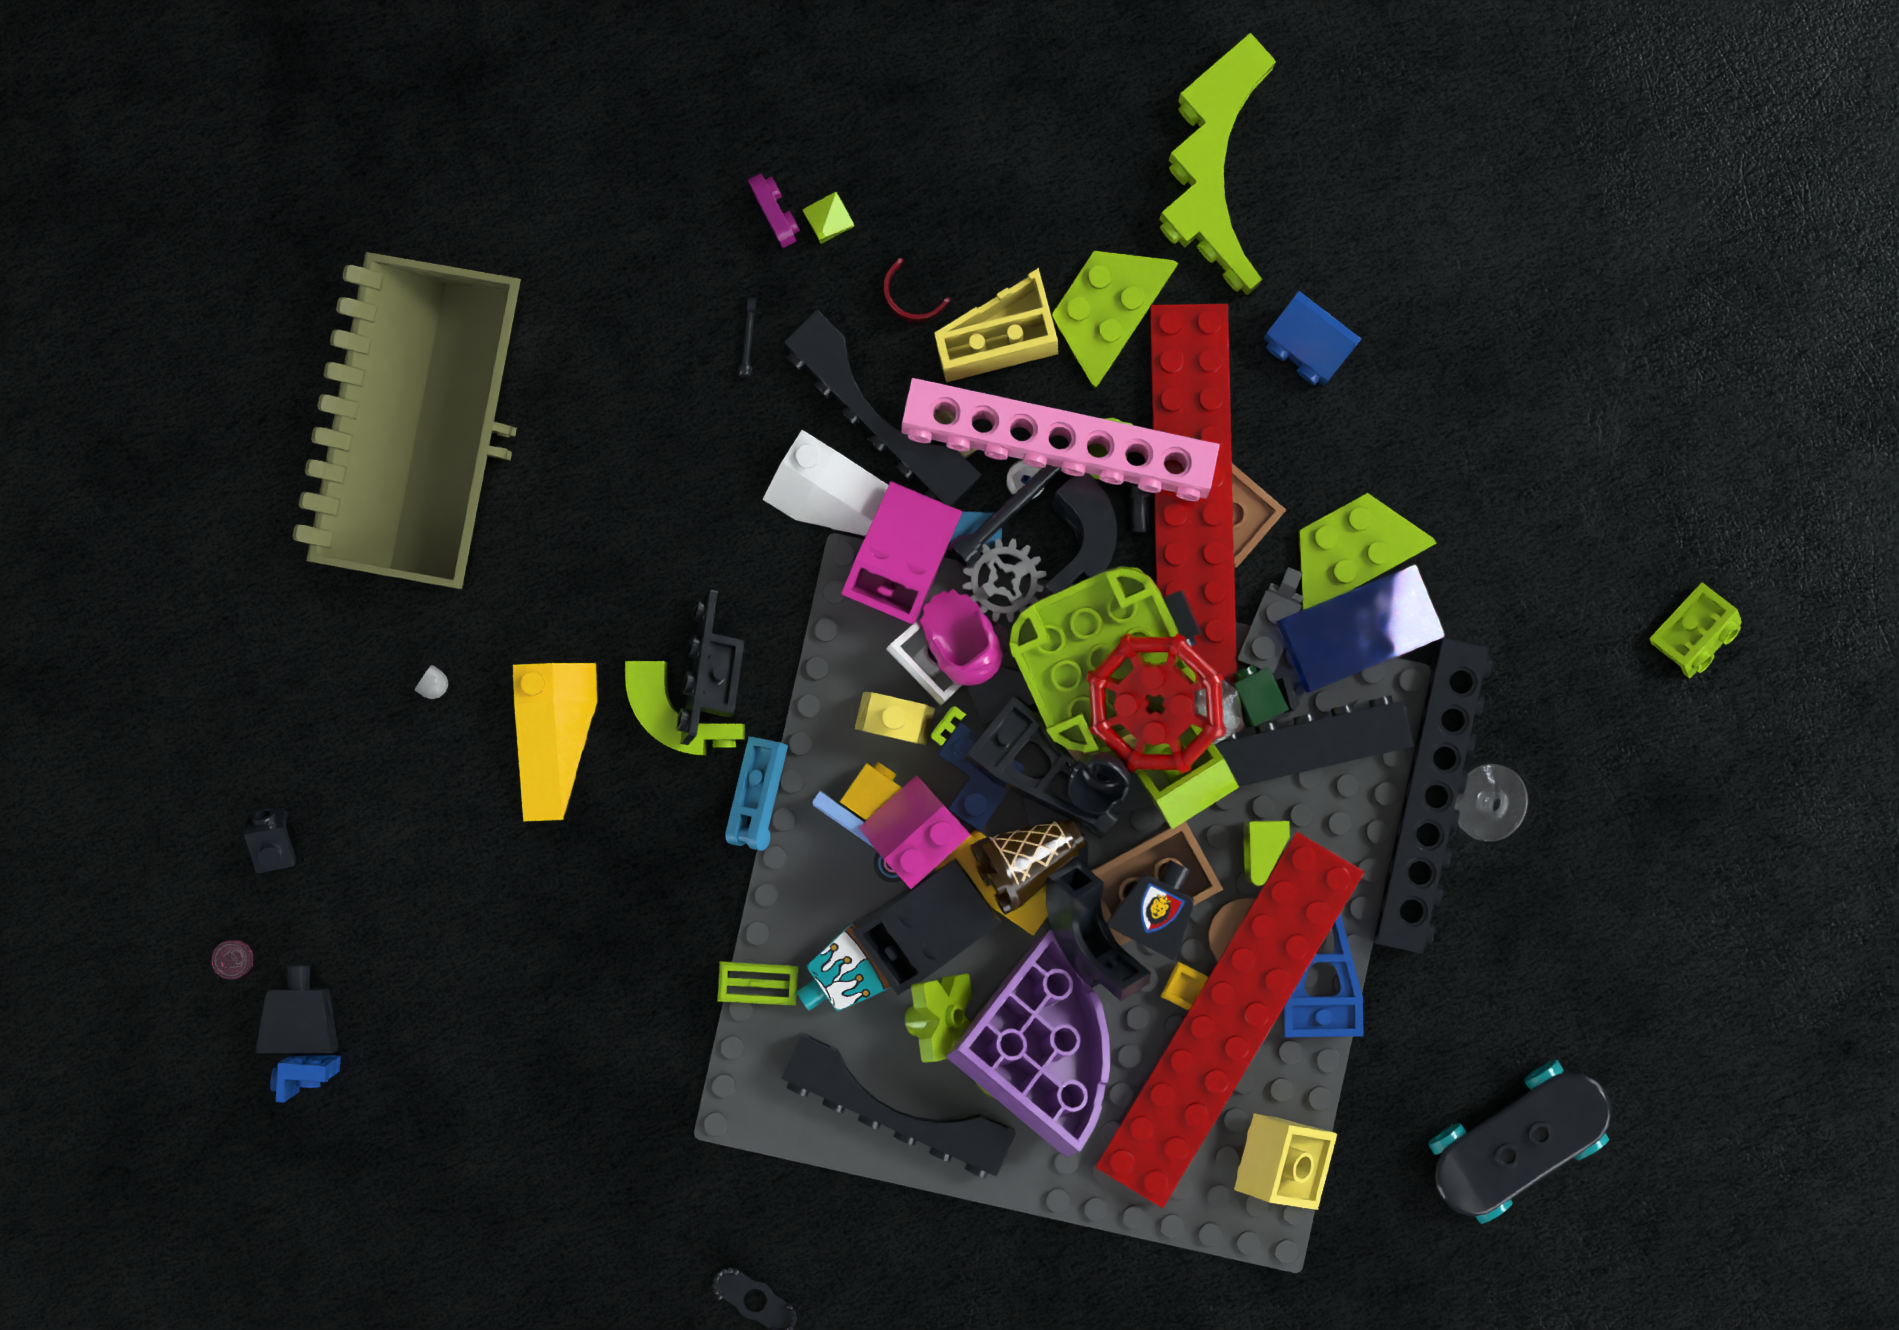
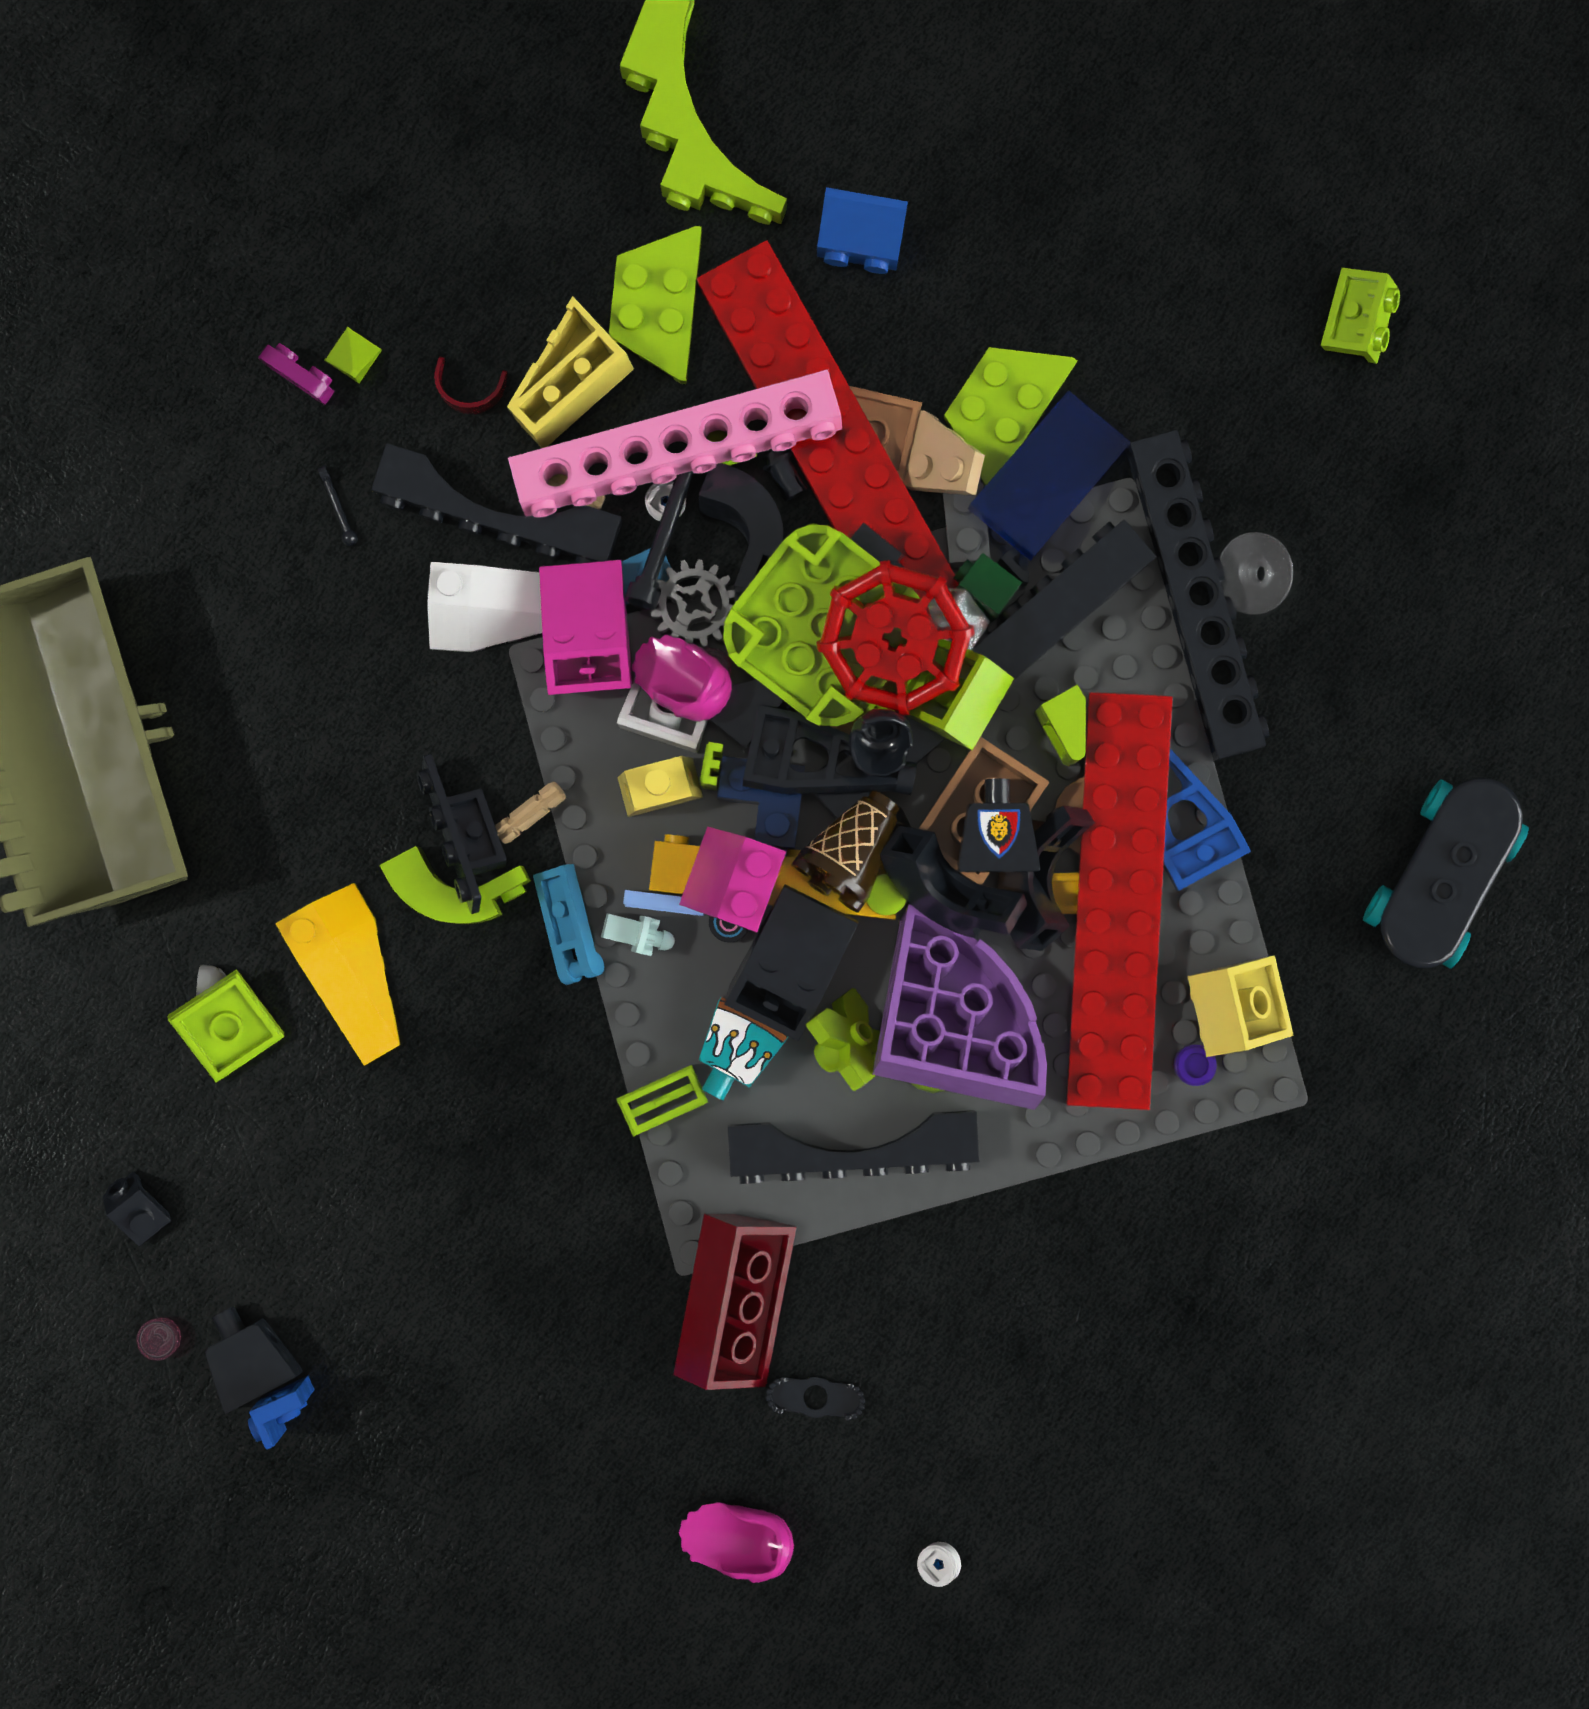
camera: 30 degrees left, 0 degrees up
(426, 727) = (226, 1026): none -> lime tile
(729, 1184) = (734, 1302): none -> dark red slope
(774, 682) = (530, 812): none -> tan axle
(813, 833) = (639, 934): none -> light aqua piece
(1034, 913) = (885, 897): none -> lime tile
(1157, 1000) = (1042, 917): none -> black arch
(1219, 1191) = (1193, 1065): none -> dark purple tile
(1277, 568) = (942, 460): none -> tan wing

